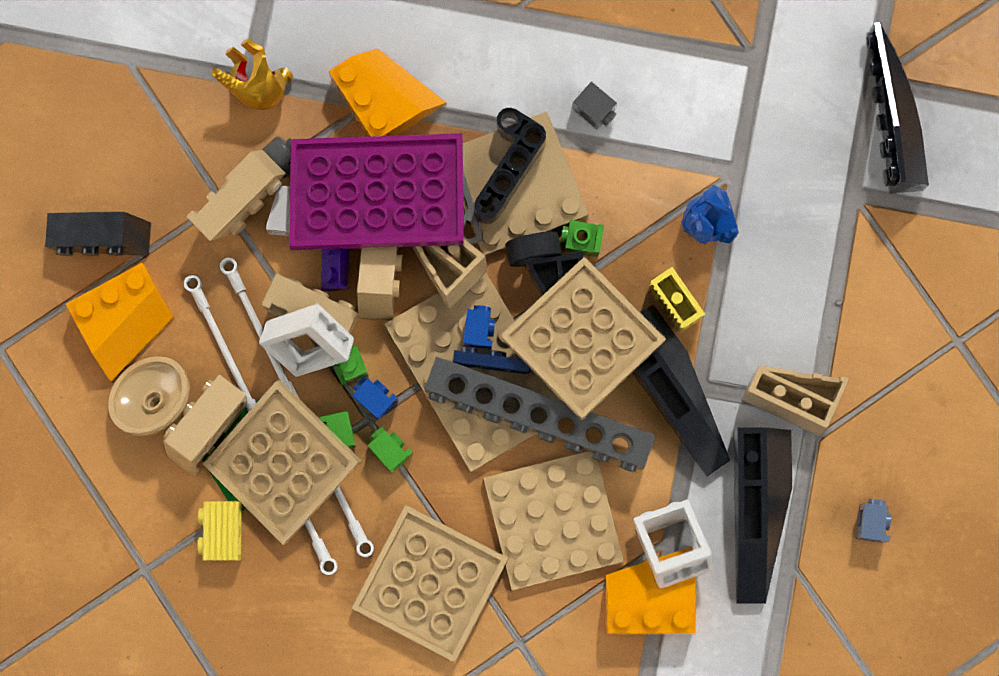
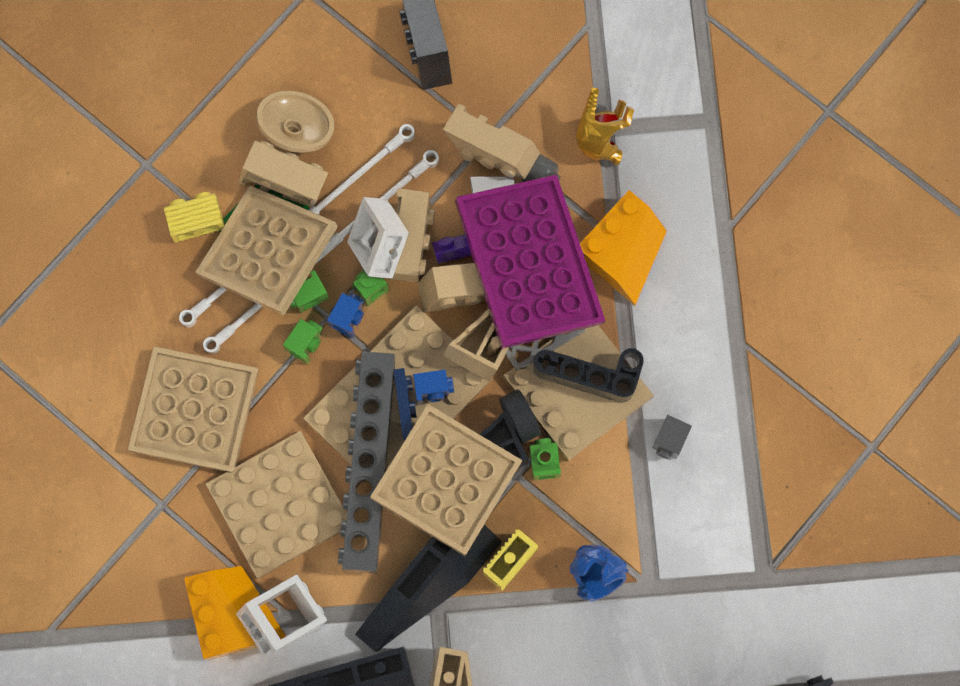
camera: 80 degrees right, 5 degrees down
(121, 318) = (358, 80): light orange wedge -> none

